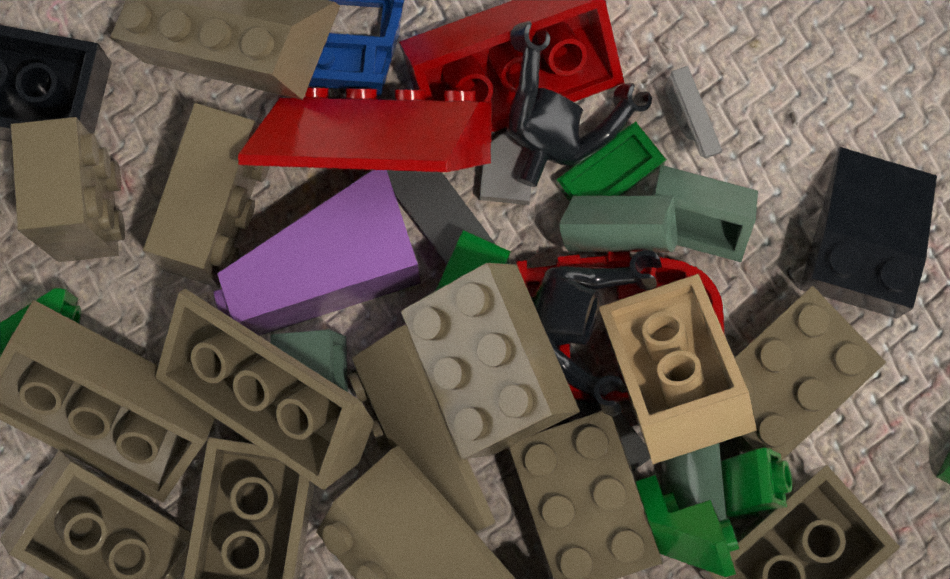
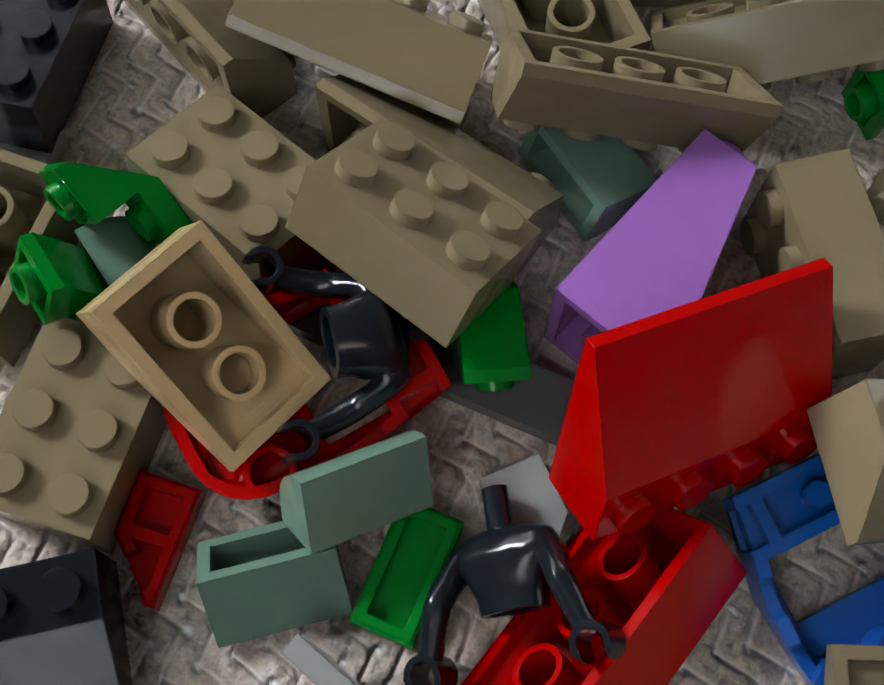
camera: 150 degrees right, 10 degrees down
(763, 292) = (156, 532): none -> red tile

